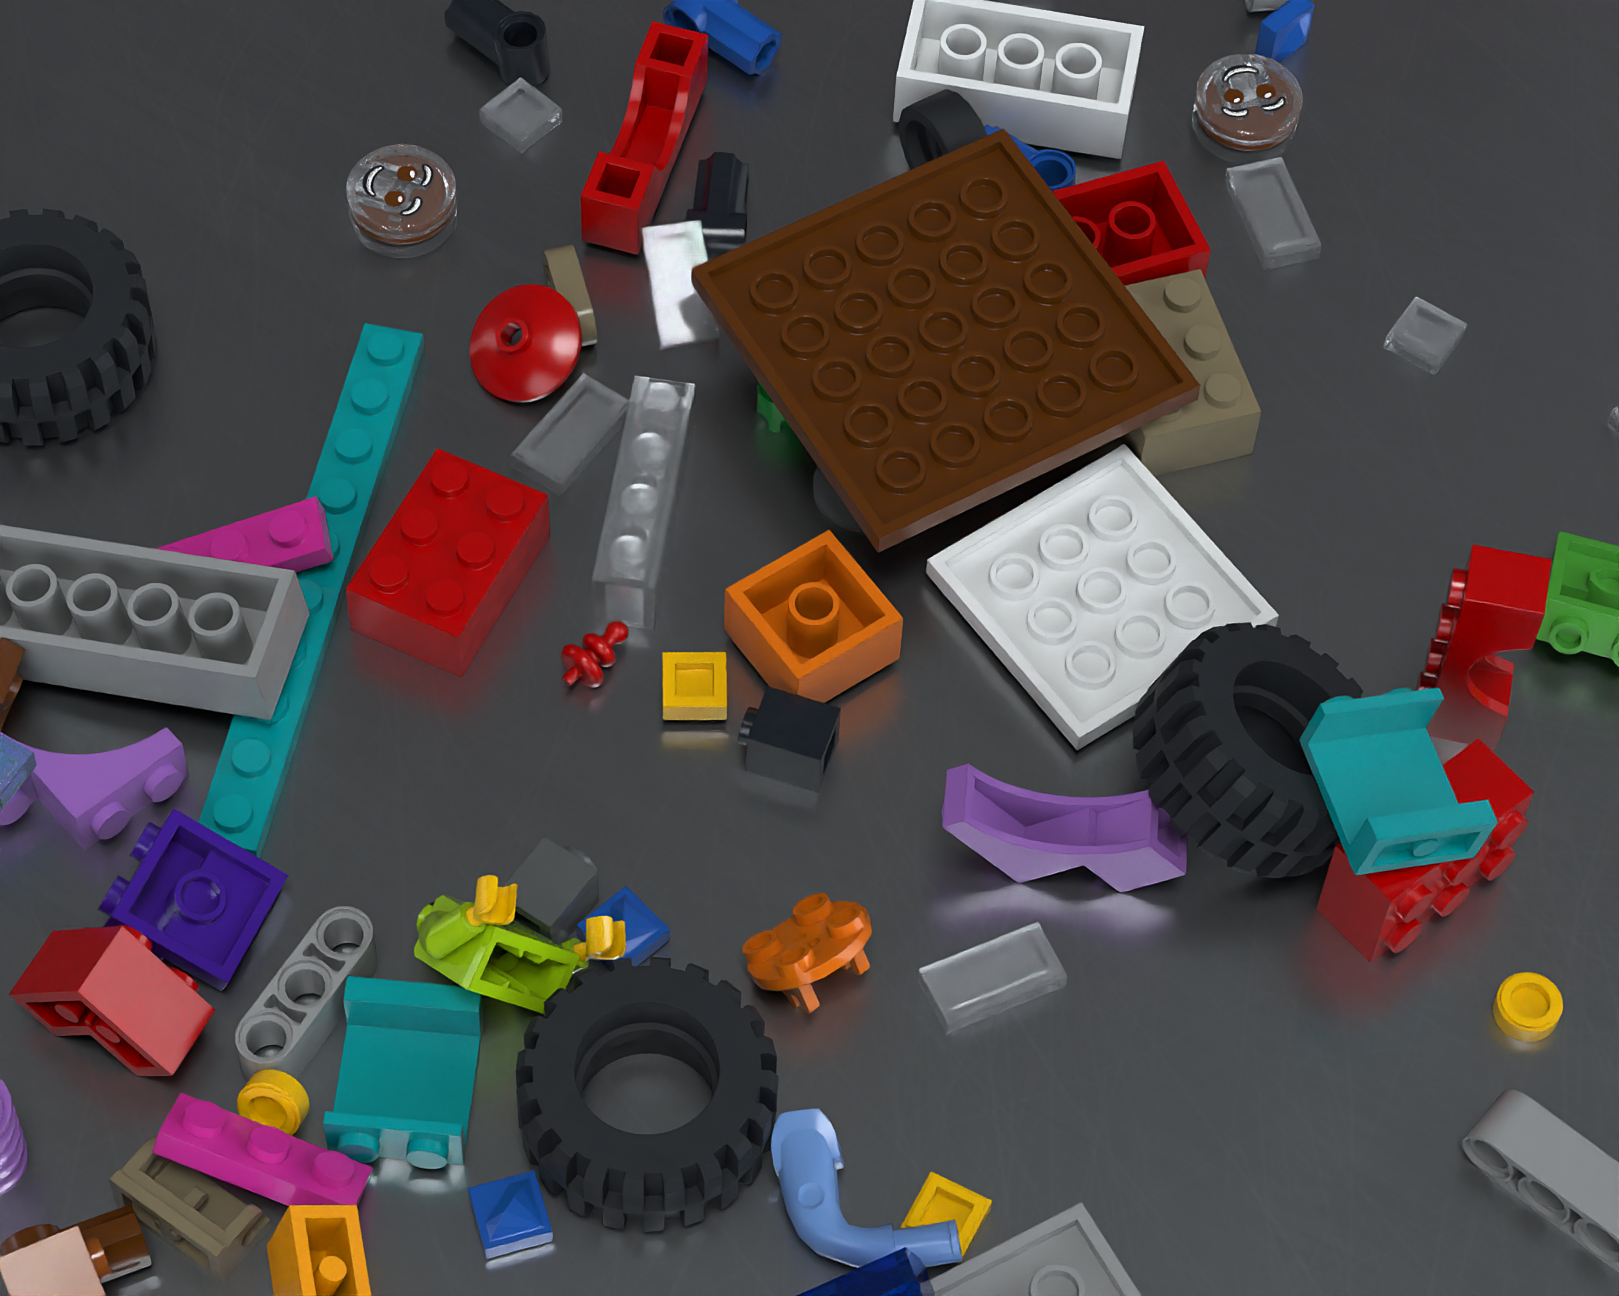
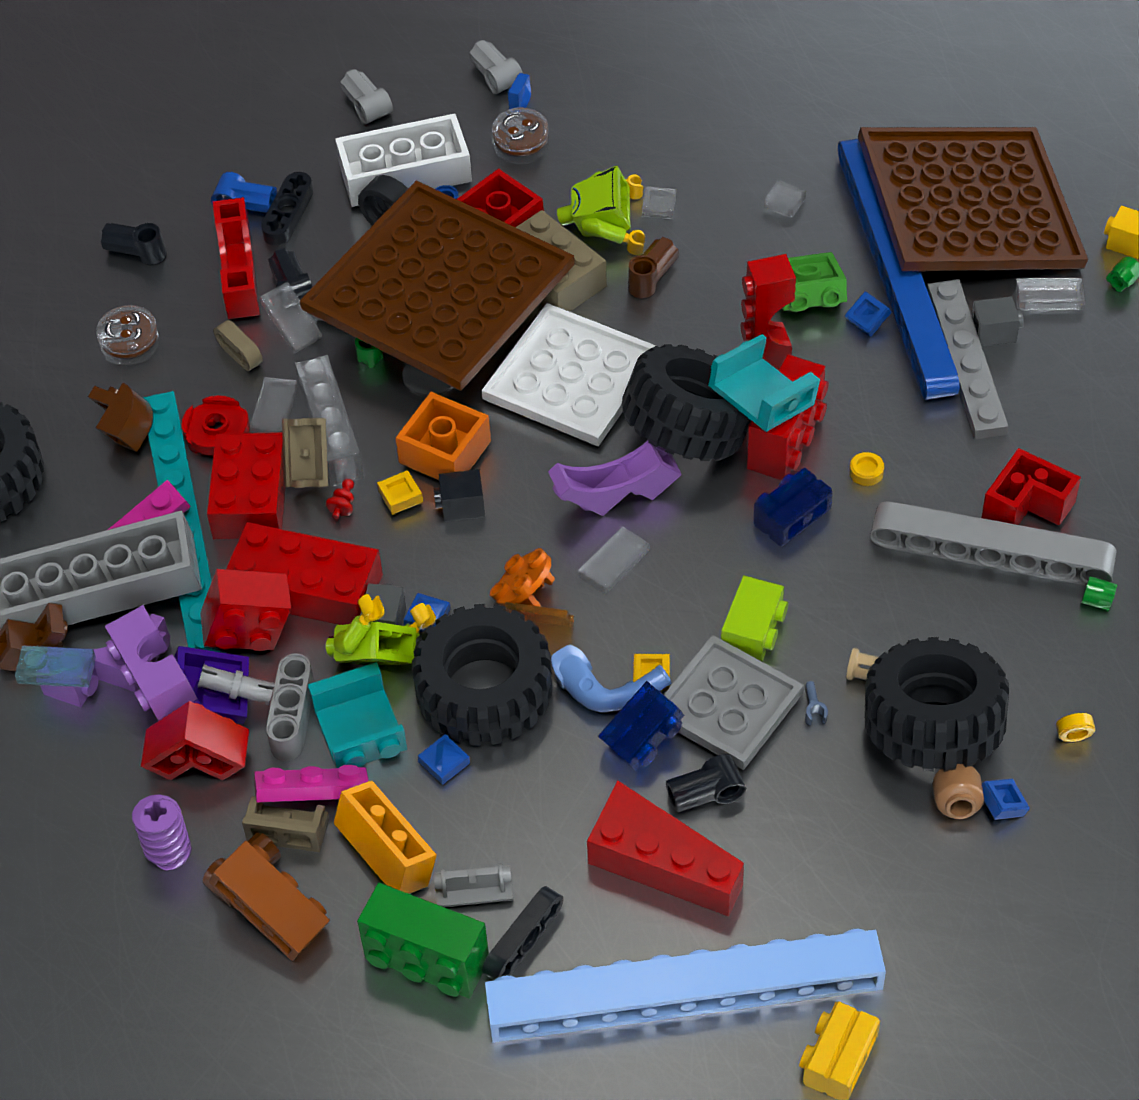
camera: 20 degrees left, 5 degrees down
(100, 773) = (160, 682): none -> medium lavender arch
(231, 920) = (236, 684): none -> light grey pin
(274, 1100) = (300, 755): yellow tile -> none
(313, 794) = (245, 610): none -> red brick
(318, 349) = (125, 417): none -> reddish brown brick
(449, 763) = (321, 573): none -> red brick
(471, 397) = (214, 409): none -> red plate
(521, 115) = (164, 275): clear tile -> none
(541, 357) = (242, 371): red dish -> none
(565, 546) = (305, 452): none -> dark tan hinge
(779, 101) = (289, 220): none -> black beam
(802, 1026) = (542, 614): none -> clear orange piece
(1172, 1204) = (754, 616): none -> lime brick
(1273, 213) = (554, 175): clear tile -> none
(1315, 305) = (603, 208): none -> lime torso
(1337, 454) = (649, 267): none -> reddish brown piece
(1352, 1020) = (792, 506): none -> clear blue brick

